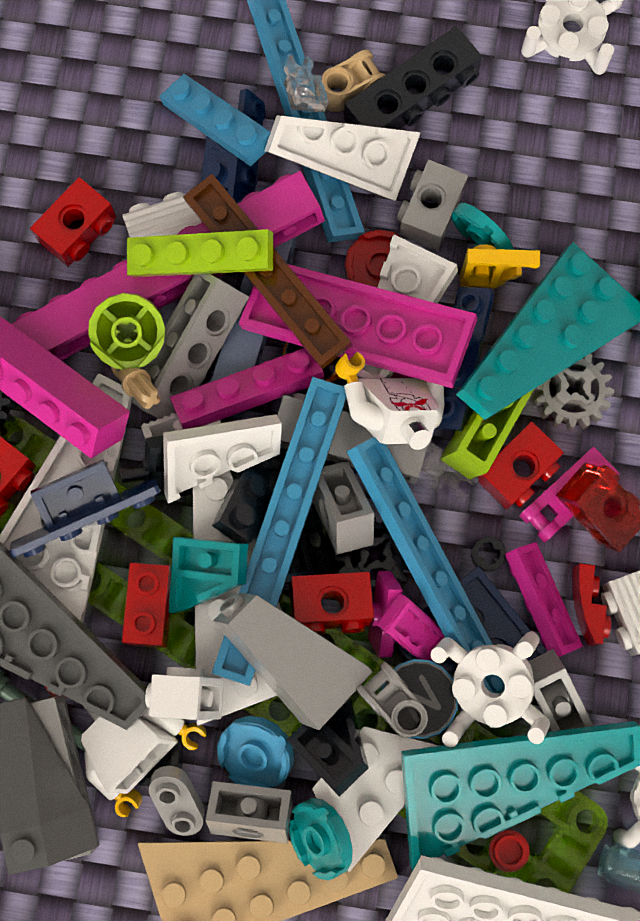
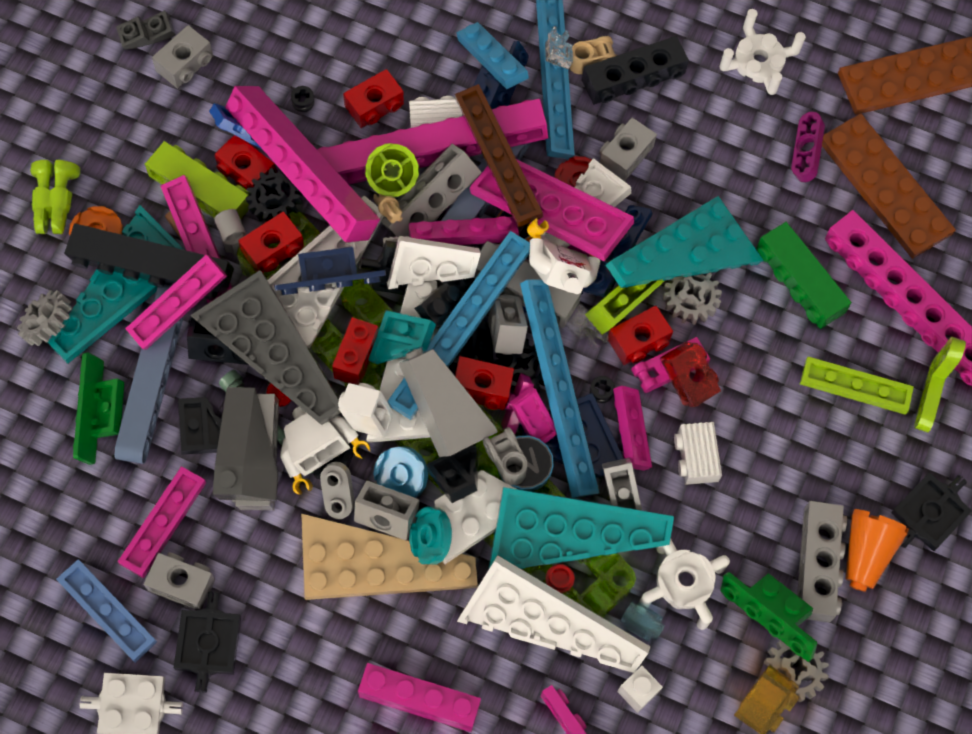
camera: 10 degrees right, 10 degrees down
(200, 253) = (456, 132): lime plate -> none
(349, 152) = (580, 100): white wing -> none
(479, 227) = (656, 171): teal tile -> none
(484, 705) = (562, 461): white plate -> none
(492, 267) = (659, 196): yellow wing -> none
(591, 617) = (663, 442): red slope -> none

